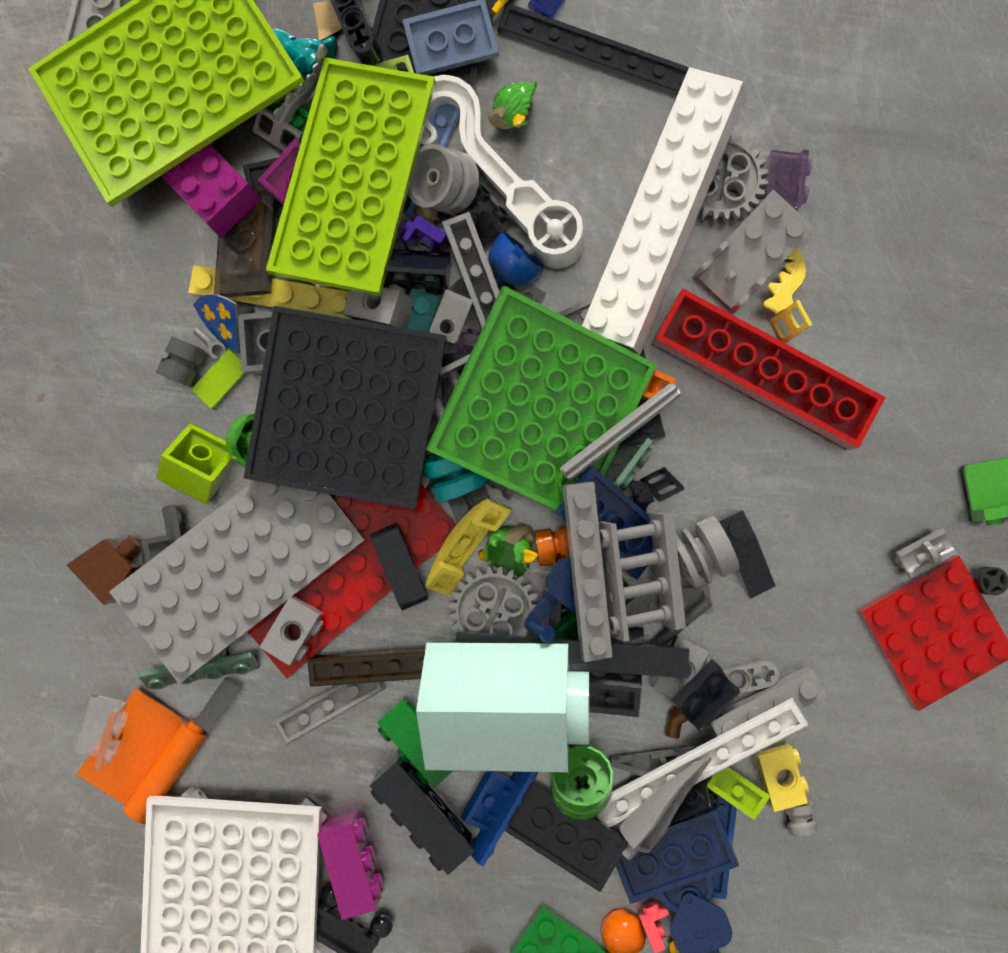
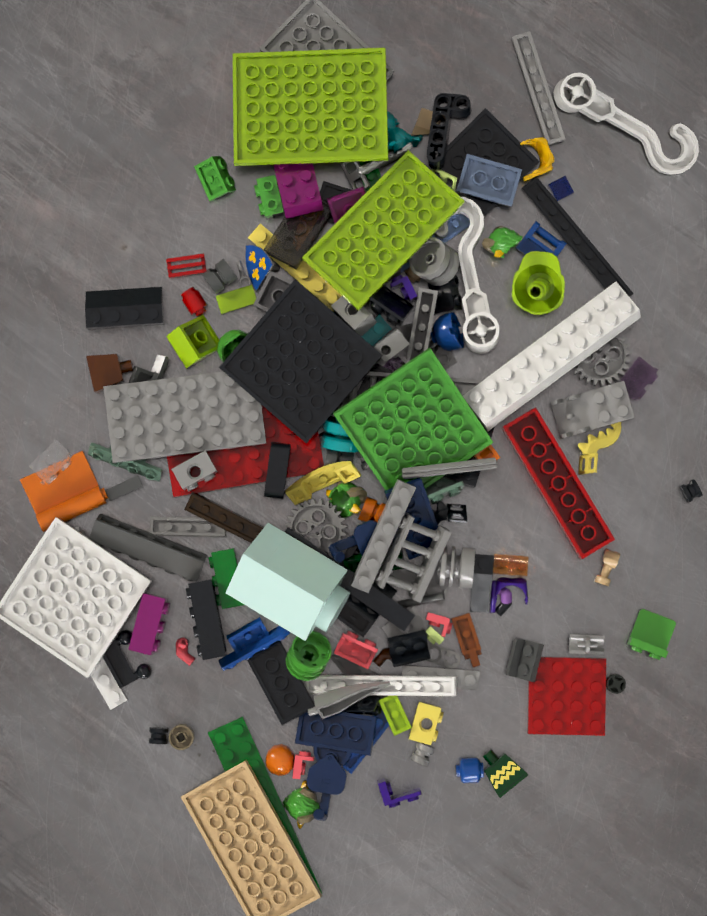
camera: 30 degrees right, 0 degrees up
(83, 475) = (124, 308): none -> black slope
(101, 240) = (215, 177): none -> bright green bracket
(129, 362) = (186, 258): none -> red tile
(167, 413) = (194, 301): none -> red brick
(184, 222) = (270, 197): none -> bright green bracket
(291, 764) = (147, 547): none -> dark grey brick
(416, 870) = (182, 651): none -> coral arm
(565, 94) = (530, 243): none -> blue plate
(592, 128) = (538, 283): none -> lime piece
(637, 734) = (355, 650): none -> coral bracket
(717, 634) = (436, 620): none -> coral bracket
(725, 657) = (433, 636): none -> yellowish green plate
(769, 508) = (510, 565): none -> clear orange hips
(769, 635) = (467, 638): none -> dark orange hinge
(771, 537) = (503, 582): none -> dark purple helmet
(788, 557) = (506, 601): none -> arm
(803, 901) = (393, 801): none -> dark purple bracket
(859, 619) = (524, 659): none -> dark grey bracket
(874, 802) = (470, 770): none -> blue head
(890, 428) = (610, 560): none -> tan leg
(918, 780) = (503, 772): none -> dark green torso
(938, 280) = (691, 491): none -> black wheel

